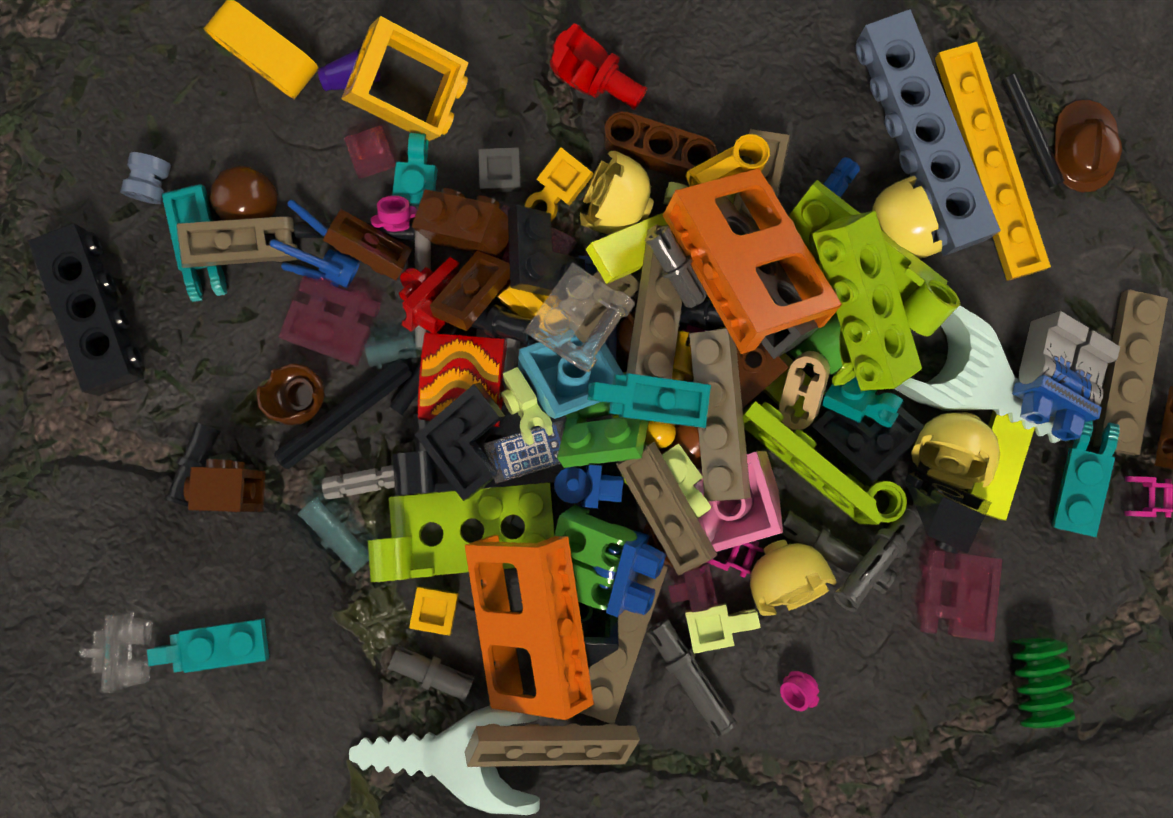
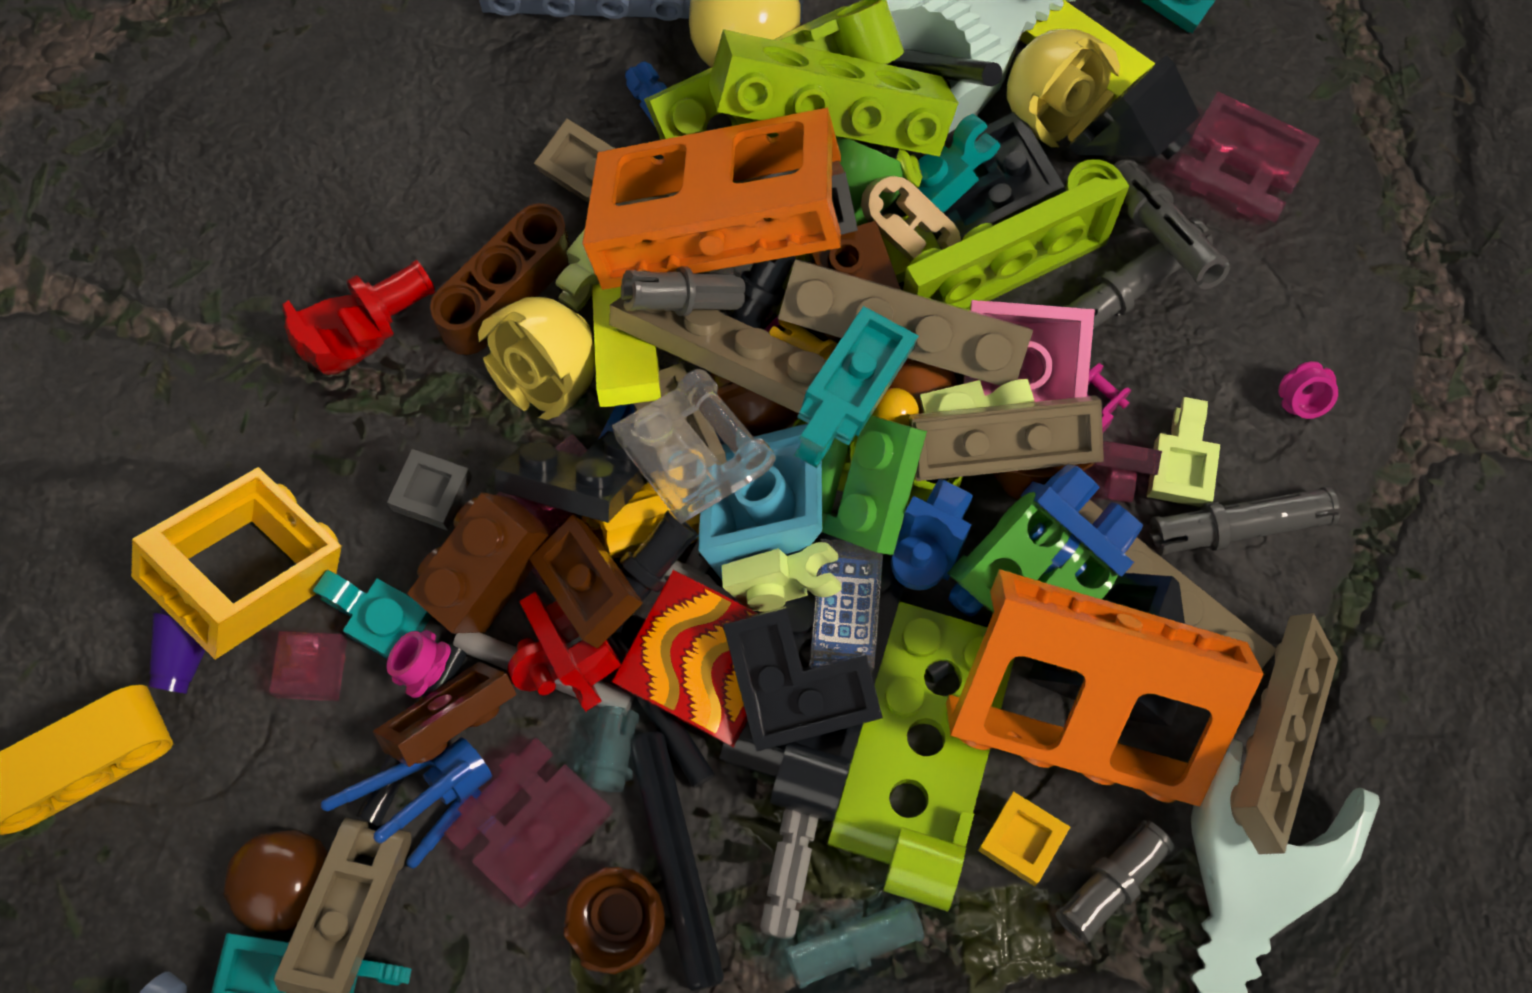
camera: 65 degrees left, 15 degrees down
(562, 179) = (483, 419): yellow plate -> none
(729, 161) = (572, 167): yellow piece -> none
(789, 577) = (1149, 340): light yellow cylinder -> none
(931, 369) = (951, 67): none -> black bar
(1044, 682) = (1392, 103): green piece -> none

